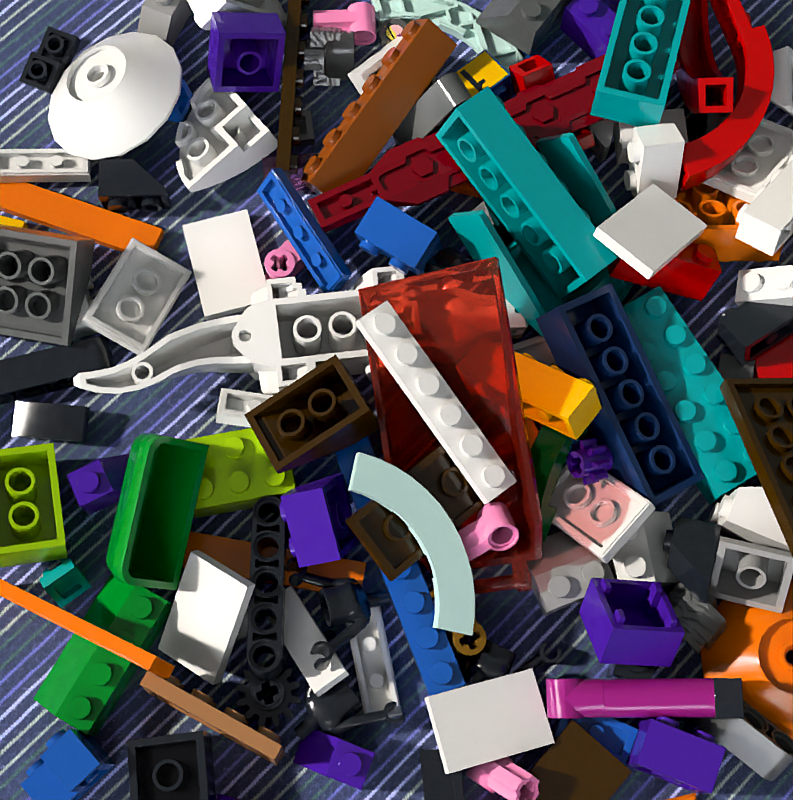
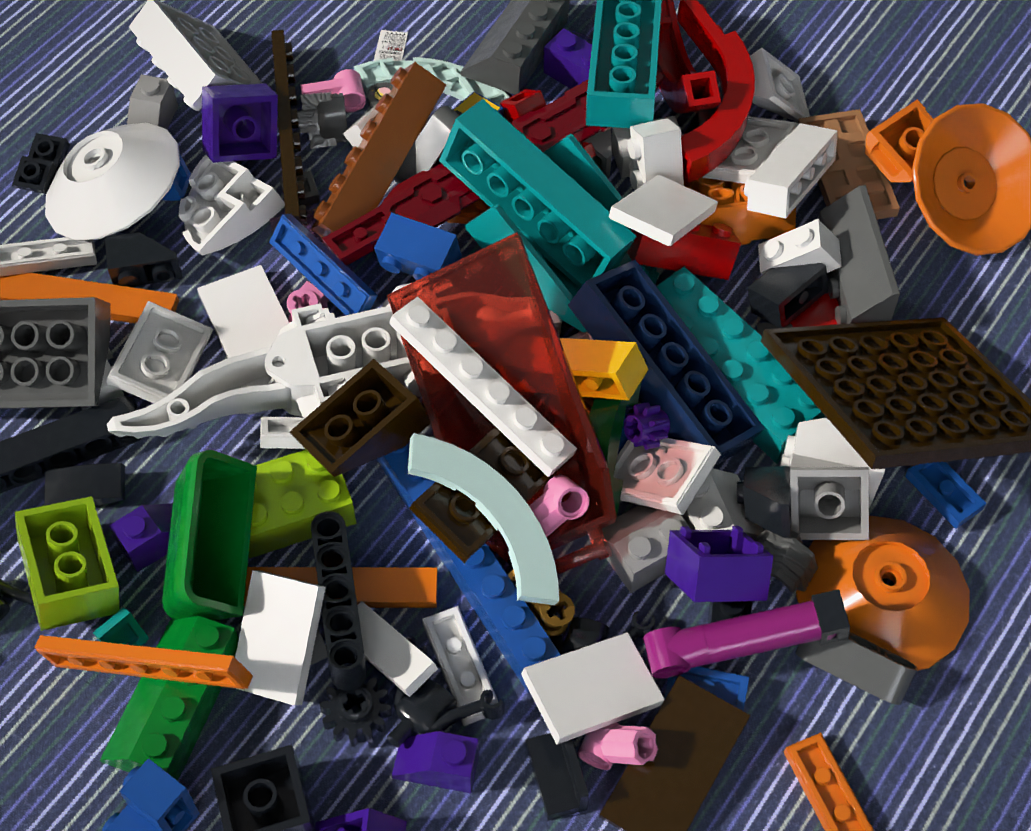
camera: 10 degrees left, 15 degrees down
(227, 723) = (313, 738): medium nougat plate -> none
(317, 521) = (381, 525): dark purple slope -> none
(341, 603) = (415, 605): black piece -> none
(675, 755) = (791, 690): dark purple brick -> none

